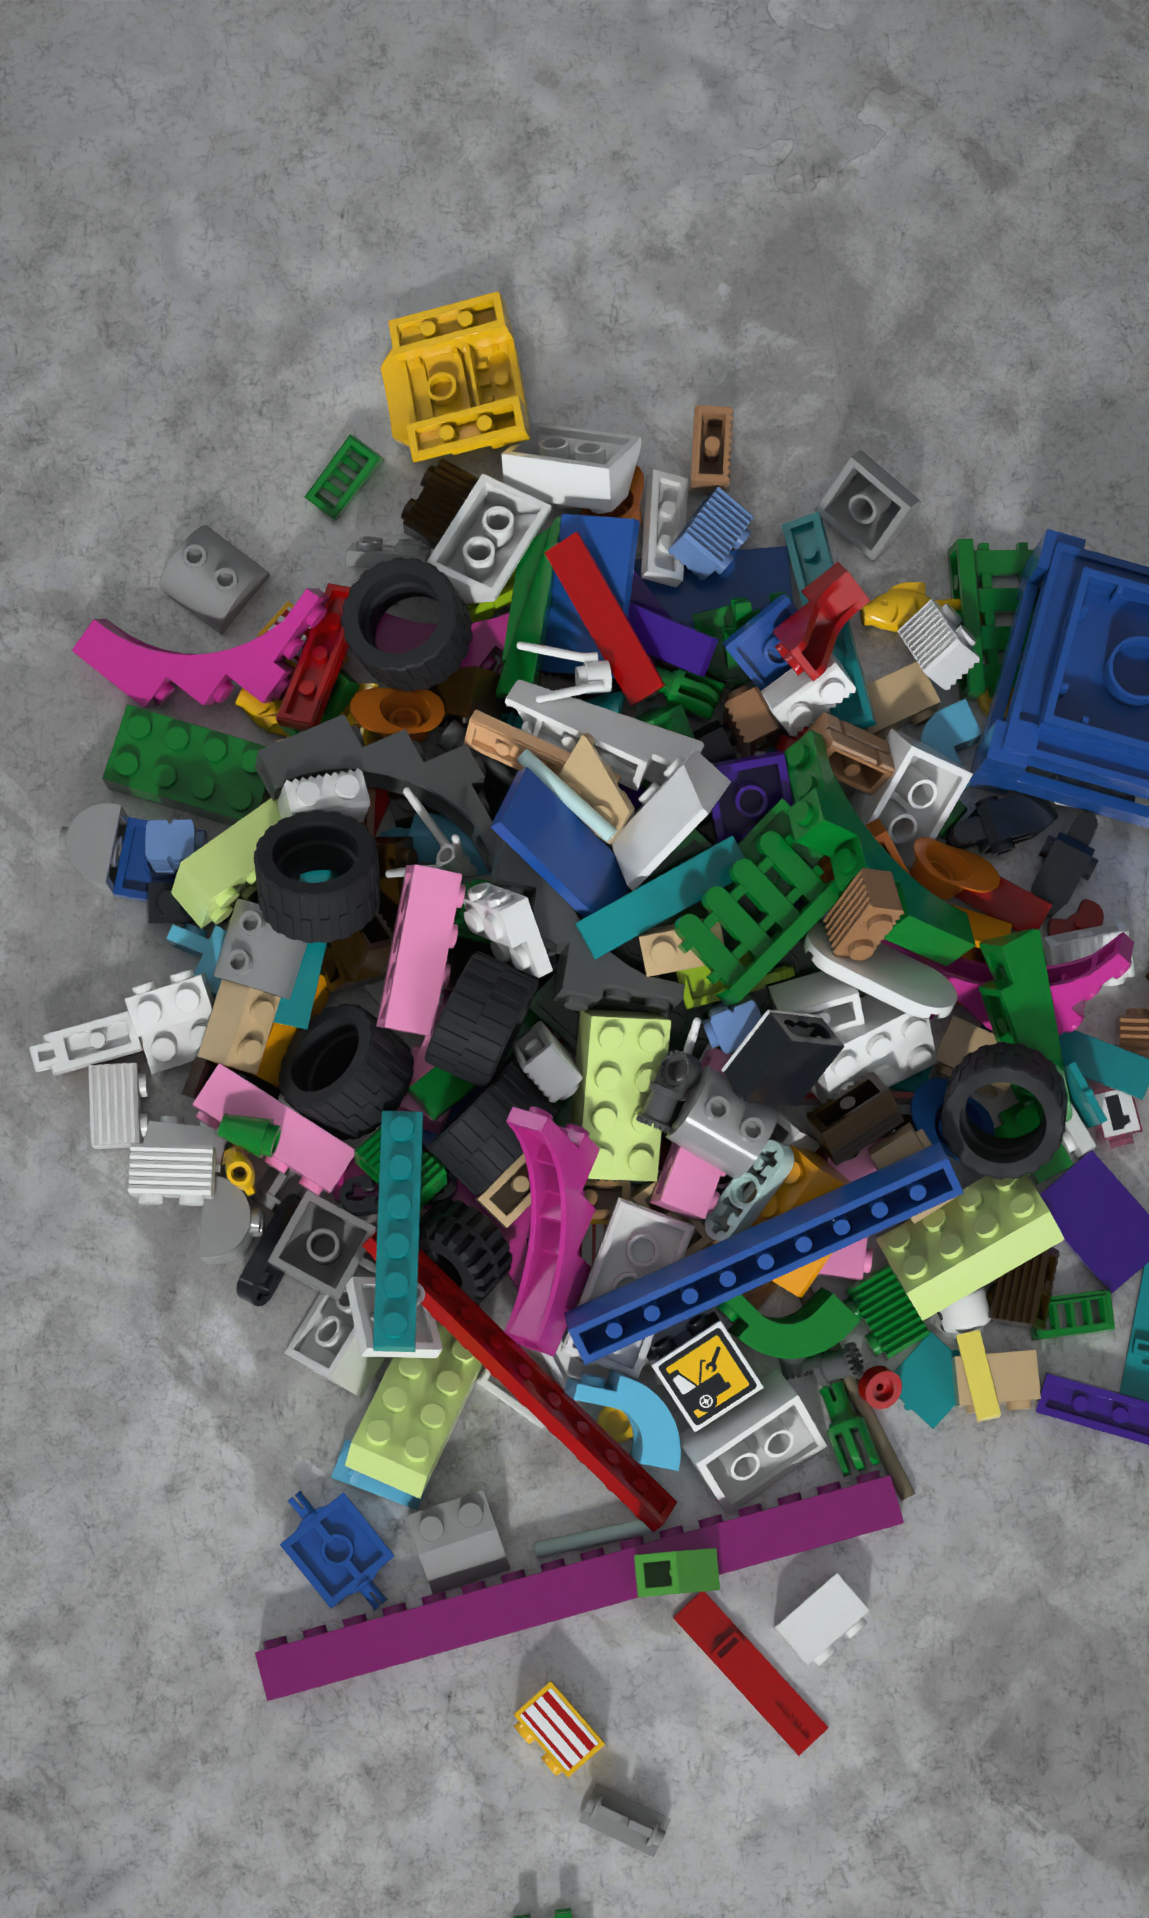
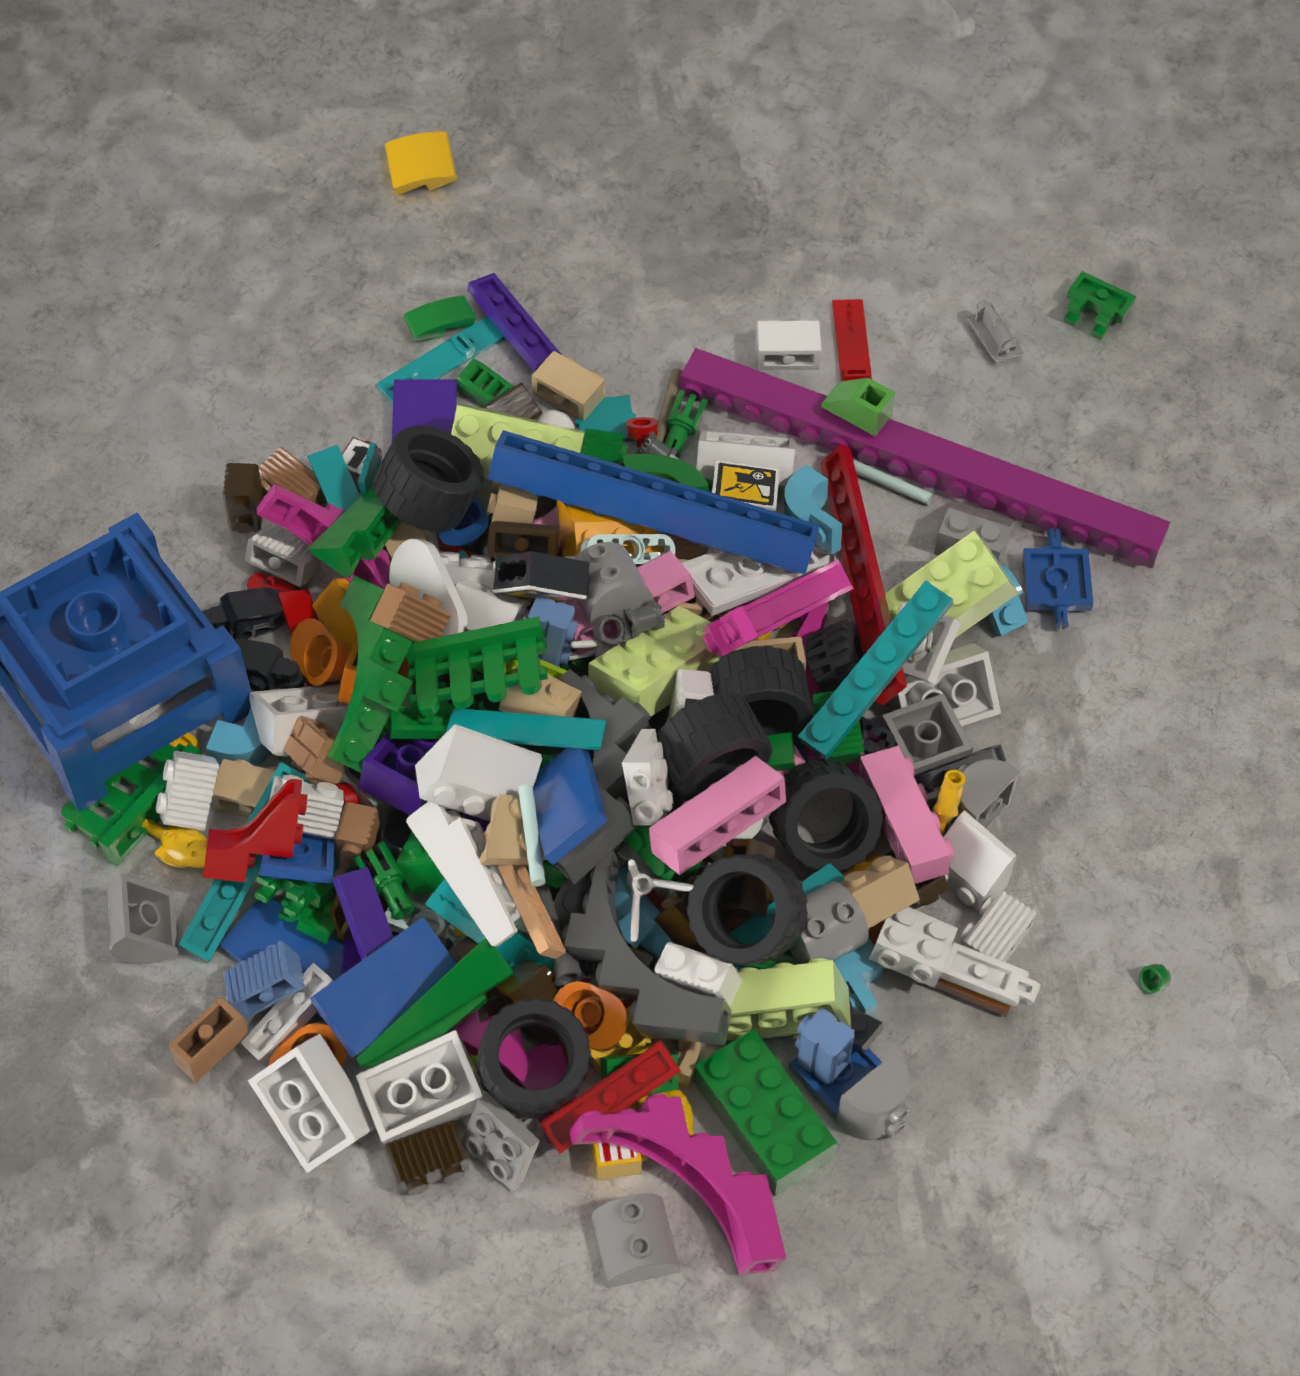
camera: 145 degrees left, 20 degrees down
(172, 1173) = (998, 822): white brick -> none
(252, 1134) = (925, 802): green cone -> none
(332, 469) = (464, 1255): green slope -> none
(455, 379) = (340, 1235): yellow slope -> none
(558, 1730) = (997, 397): brick -> none
(590, 678) = (438, 920): white plant -> none
(604, 618) = (394, 955): red piece -> none
(978, 1375) = (578, 385): light yellow piece -> none

